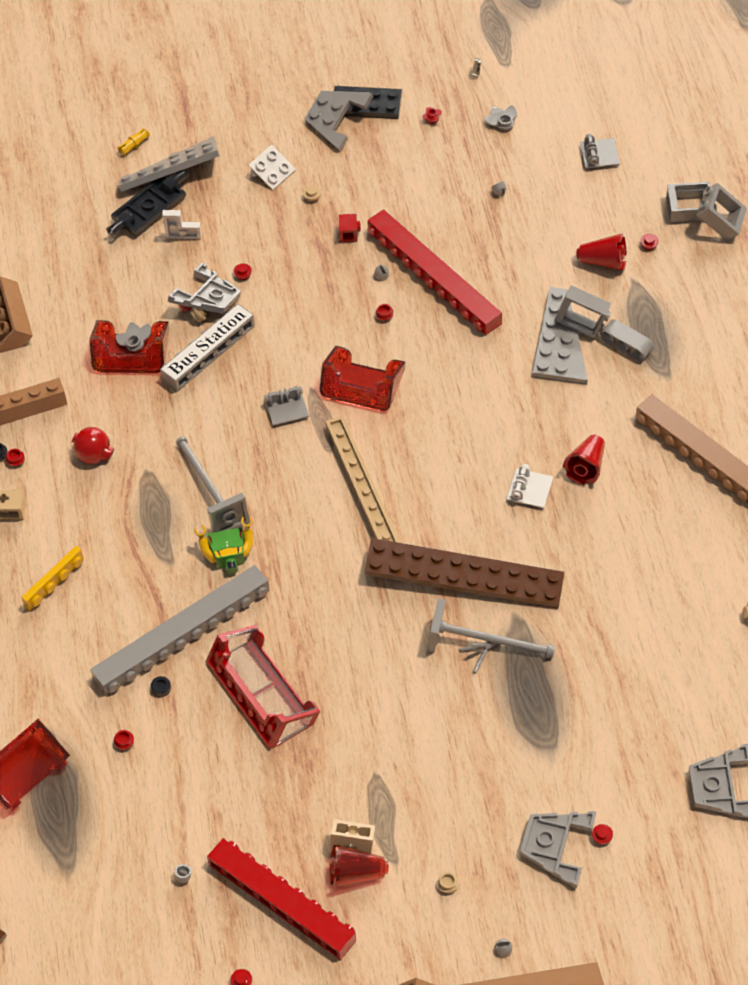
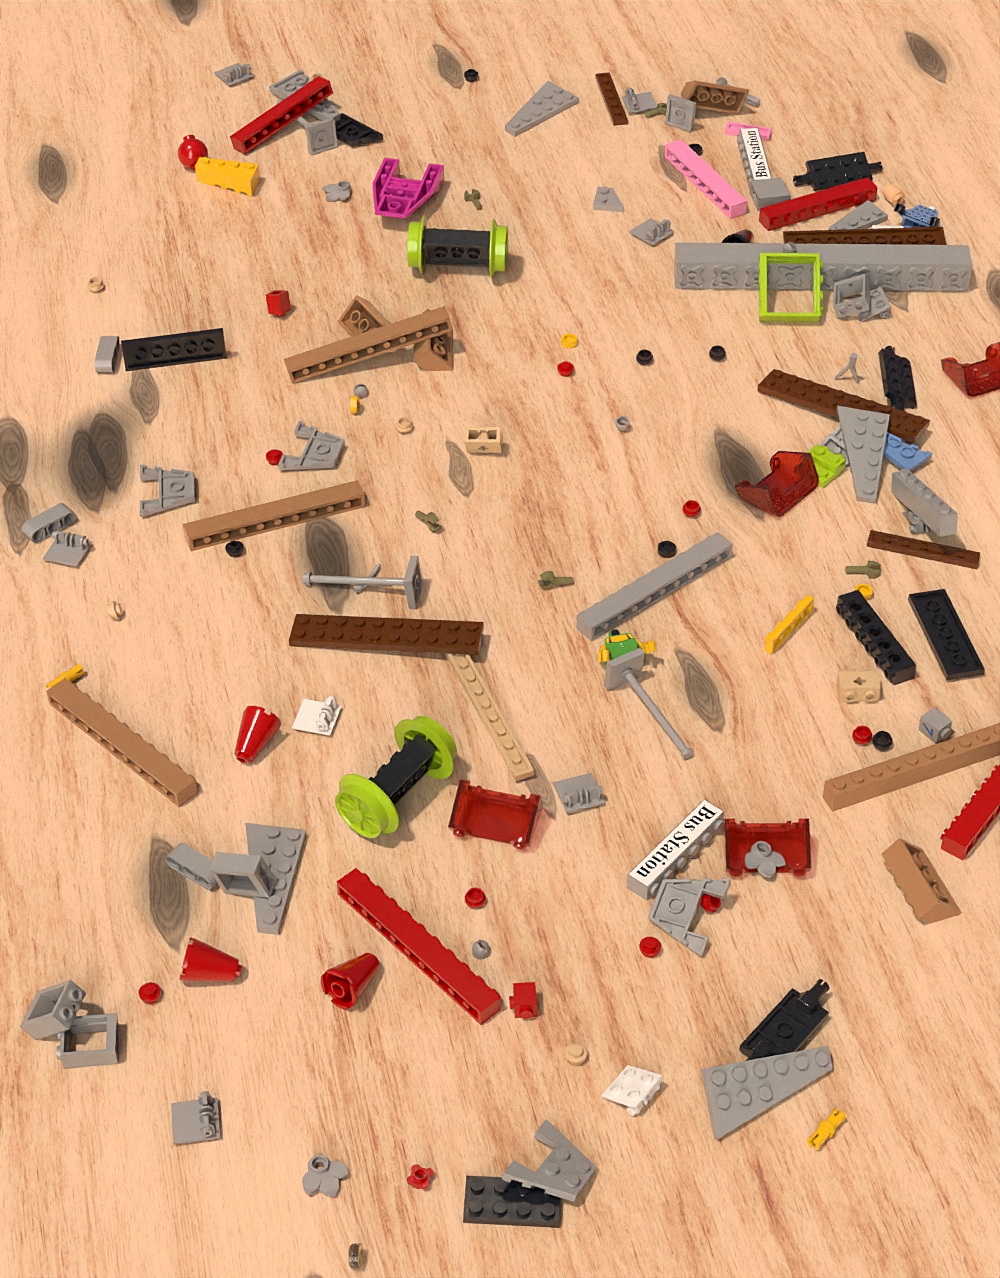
camera: 175 degrees right, 10 degrees down
(92, 445) = (781, 739): red brick -> none
(177, 229) = (740, 992): white plate -> none
(259, 686) = (572, 543): windscreen -> none
(282, 899) = (540, 410): red brick -> none
(293, 637) = (548, 579): none -> olive bar
(355, 866) = (483, 417): clear red cone -> none
(416, 723) = (430, 519): none -> olive bar
(472, 365) = (371, 802): none -> lime brick
(487, 238) = (349, 979): none -> red cone
(499, 188) = (337, 1061): light grey hinge -> none
(509, 915) = (354, 404): none -> yellow tile
(592, 737) = (274, 515): none -> medium nougat brick
(634, 701) = (234, 548): none -> black plate

